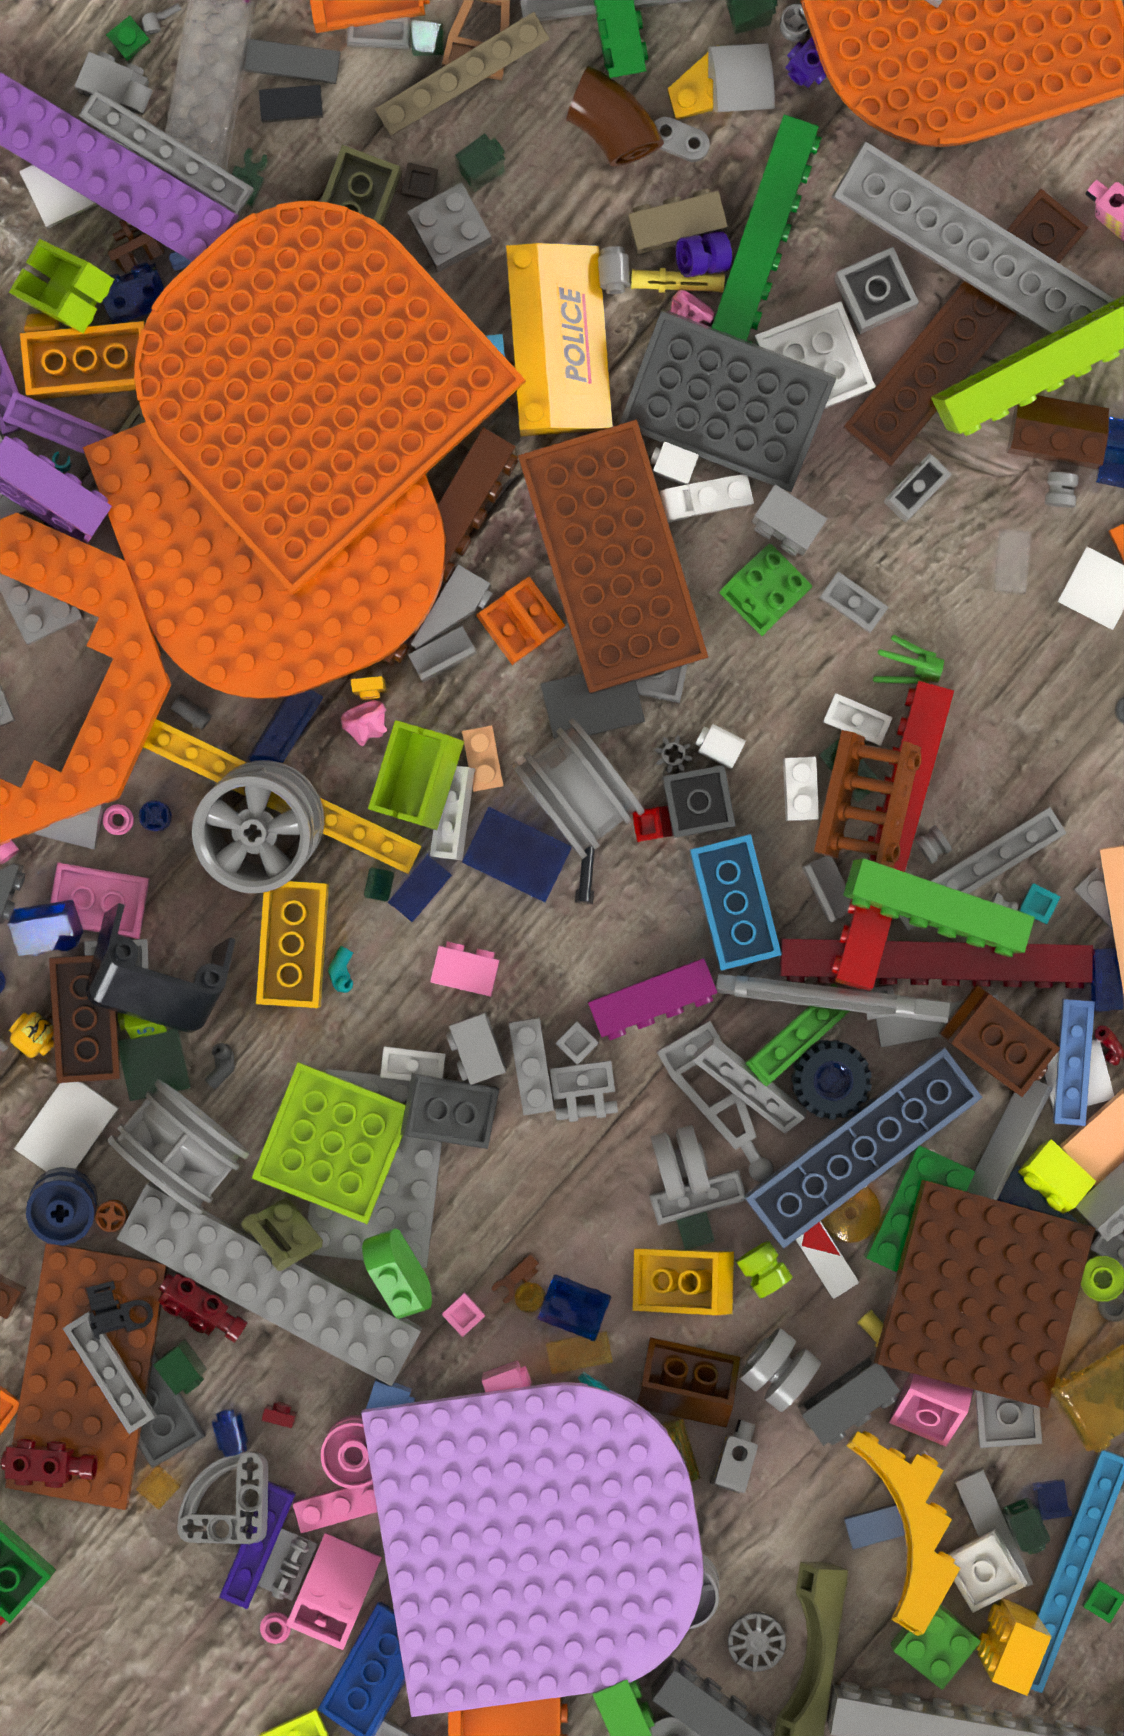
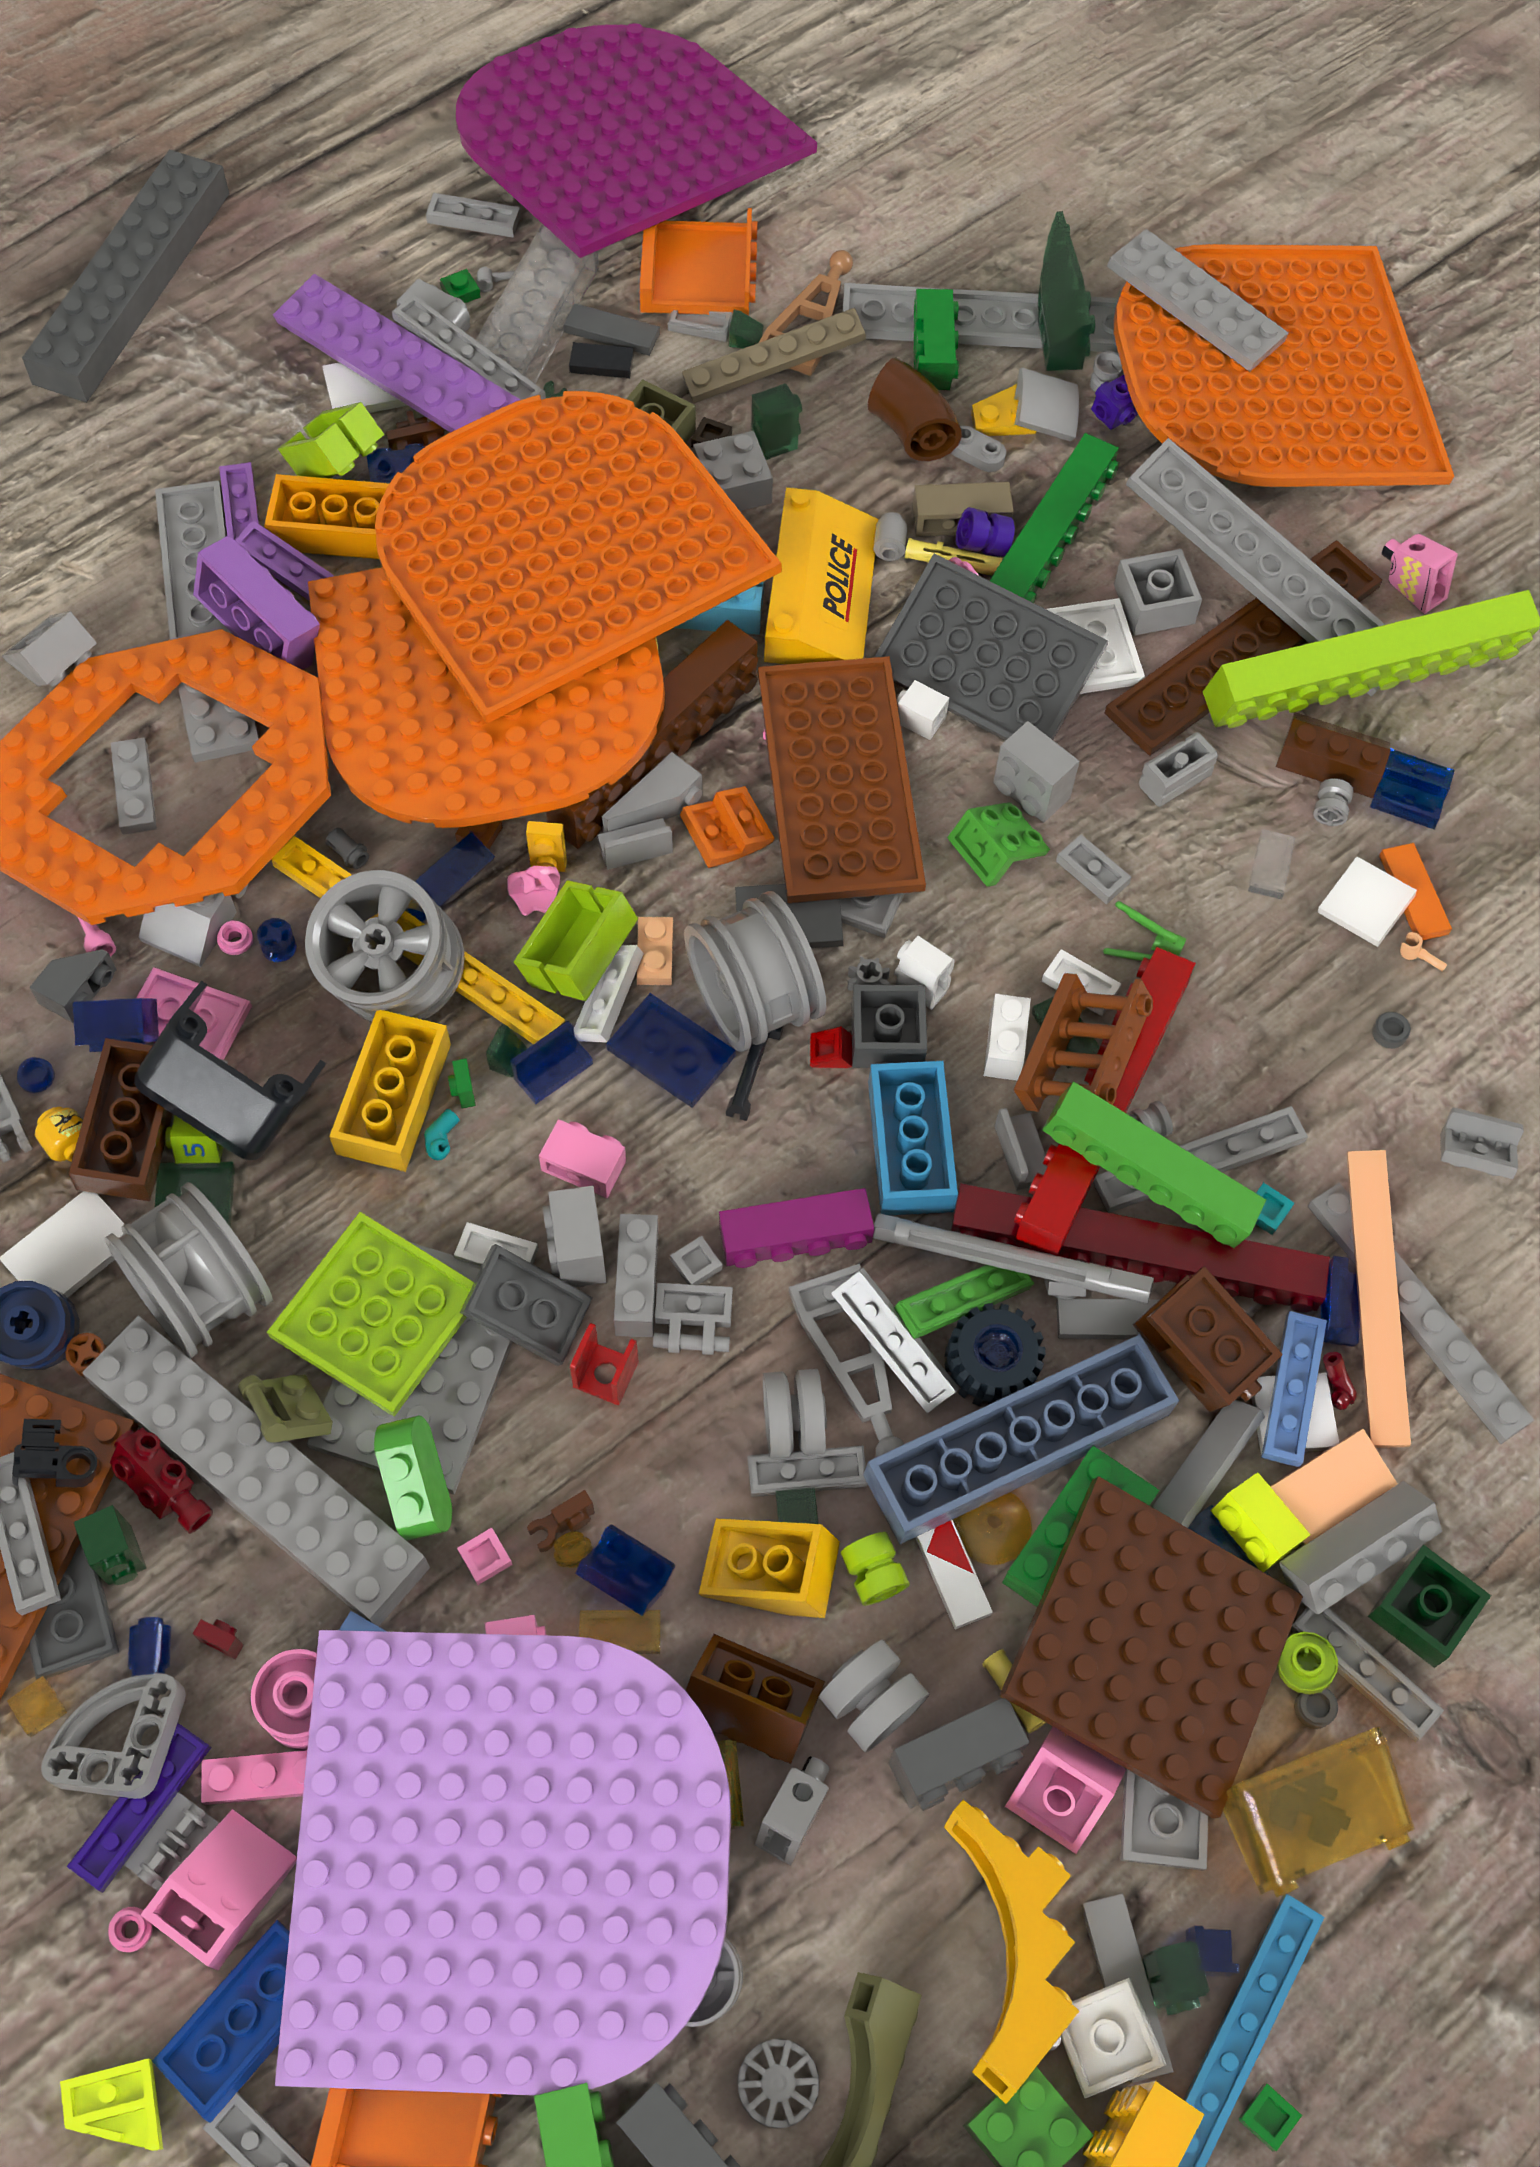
camera: 10 degrees right, 25 degrees down
(224, 1064) = (275, 1211): dark grey arm -> none
(348, 922) = (461, 1084): none -> green plate
(510, 1157) = (591, 1356): none -> red piece
(706, 497) = (949, 745): white plate -> none
(874, 1526) = (966, 1946): sand blue tile -> none

